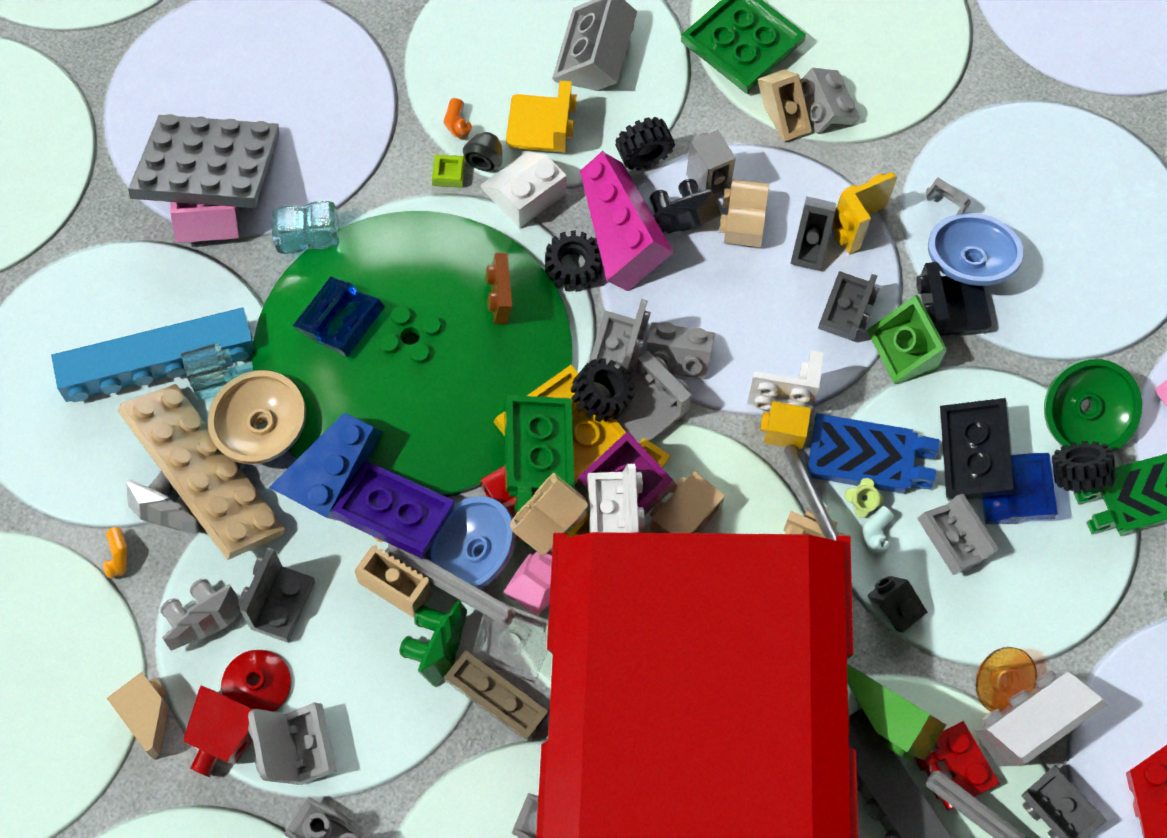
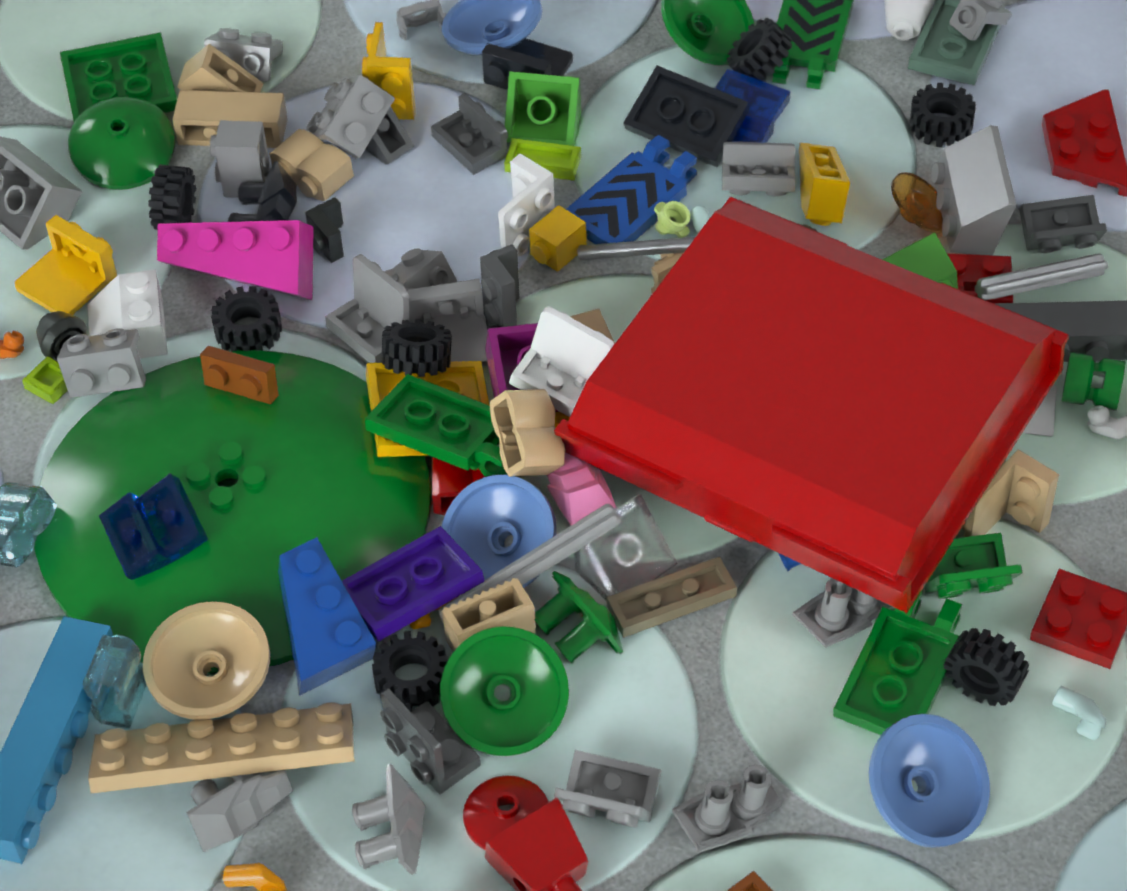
camera: 55 degrees left, 15 degrees down
(321, 630) = (530, 673): none -> green dish
(325, 534) = (406, 652): none -> black tyre
(470, 193) = (101, 363): none -> light grey bracket
(689, 92) = (121, 157): none -> green dish
(691, 253) = (326, 220): none -> pearl dark grey bracket
(706, 407) = (500, 286): none -> dark grey bracket
(755, 132) = (199, 114): none -> tan brick
(798, 212) = (351, 114): none -> light grey bracket
(867, 368) = (556, 158): none -> lime tile
(979, 590) = (822, 184): none -> yellow slope
(1138, 635) = (947, 101): none -> black tyre

